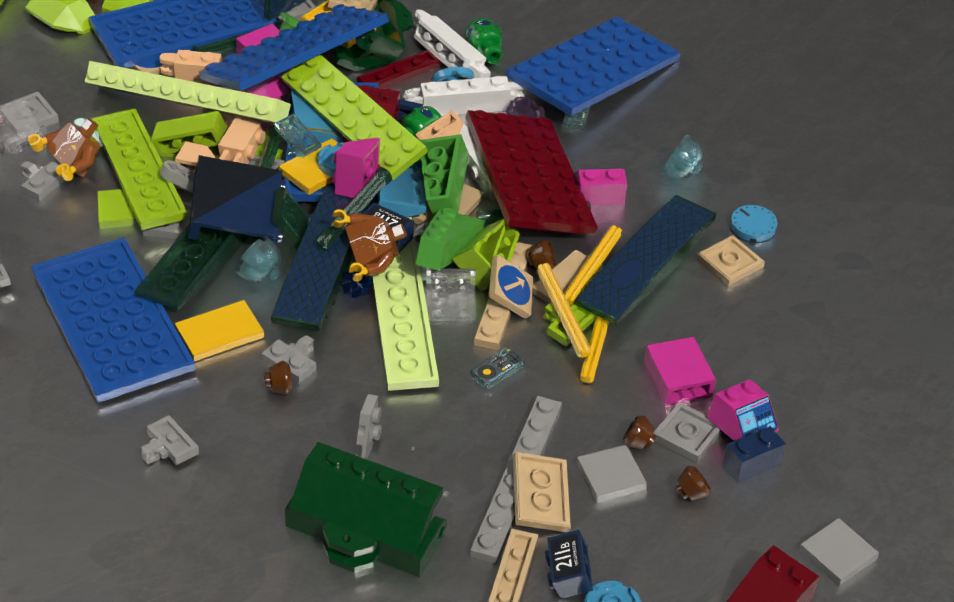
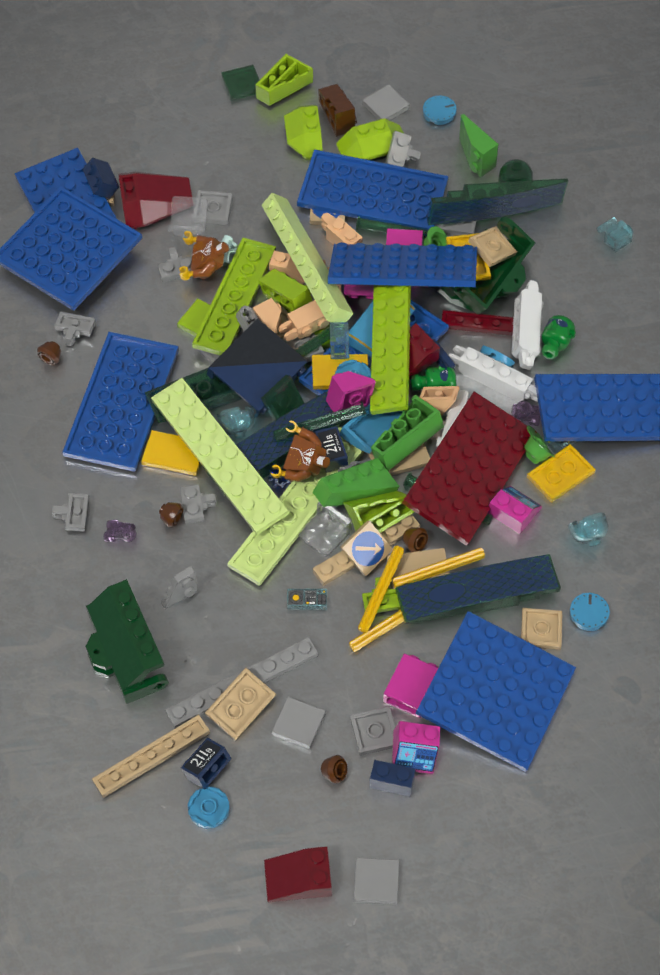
camera: 45 degrees right, 15 degrees up
(160, 112) = (284, 263): none -> light nougat slope
(244, 424) = (119, 530): none -> clear purple plate
(279, 295) = (220, 456): none -> yellowish green plate
(567, 127) = (536, 447): none -> bright green piece
(605, 139) = (561, 473): none -> yellow tile
(639, 433) = (339, 710): reddish brown cone -> none
(756, 326) = (496, 691): none -> blue plate

